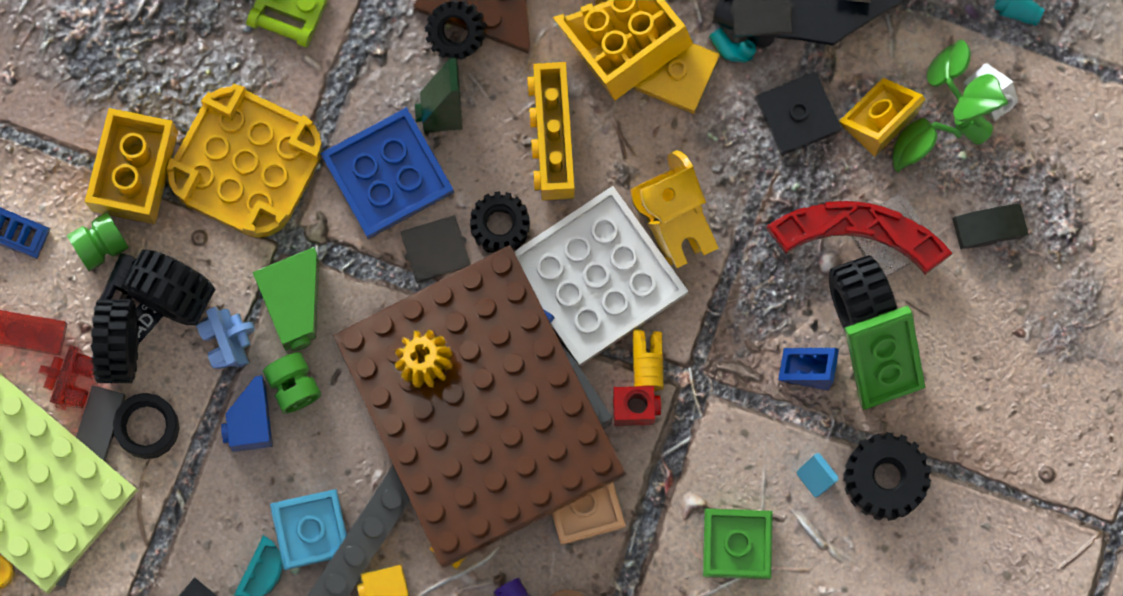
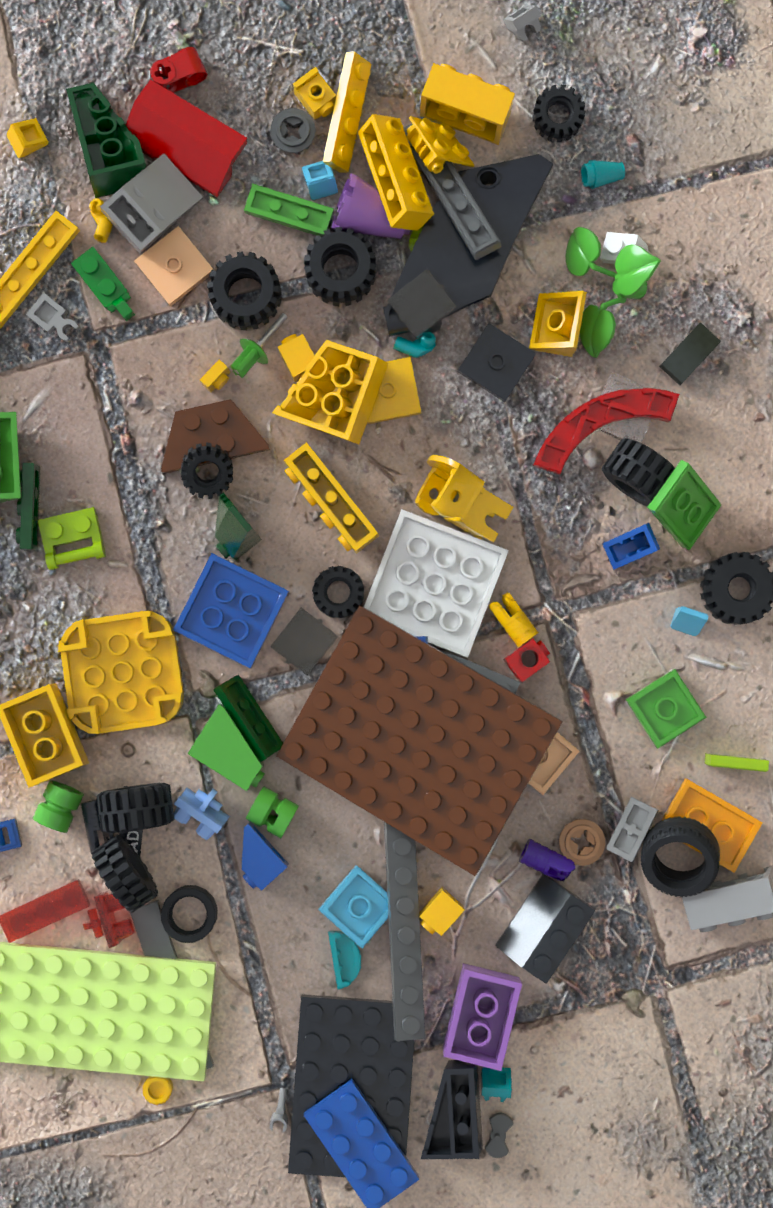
camera: 35 degrees left, 10 degrees up
(333, 281) = (249, 717): none -> dark green plate
(435, 359) = (368, 735): yellow gear -> none

